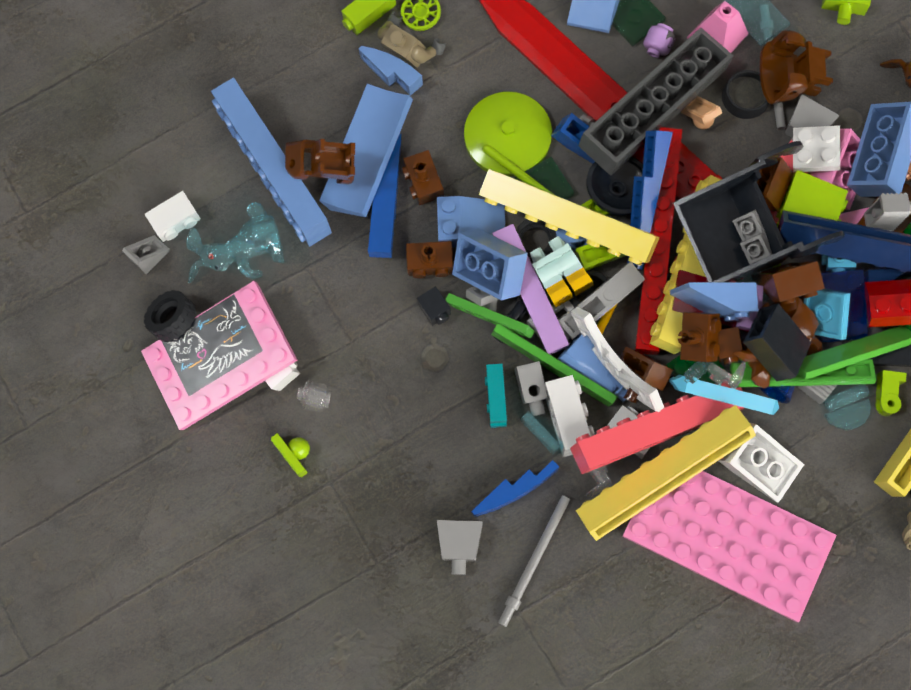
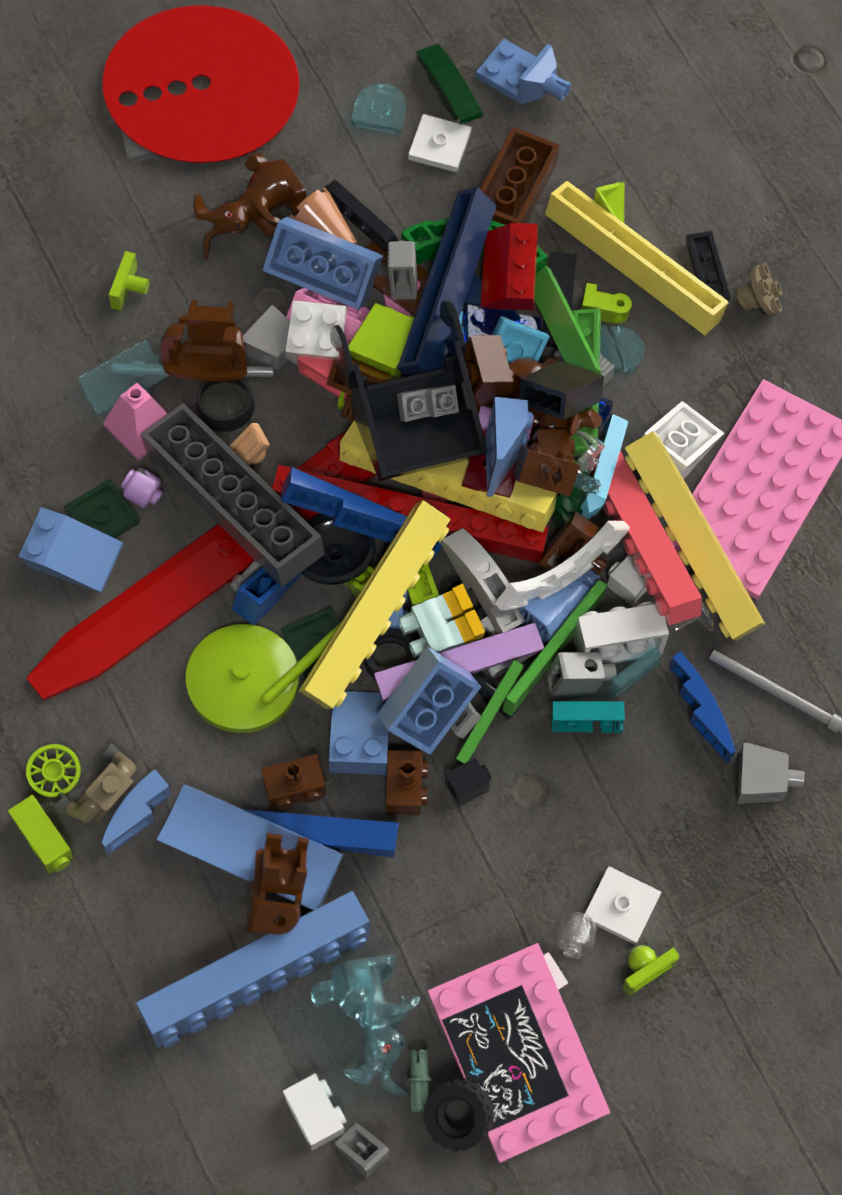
camera: 95 degrees left, 10 degrees down
(201, 288) = (419, 1079): none -> sand green axle
(343, 432) = (622, 905): none -> white plate

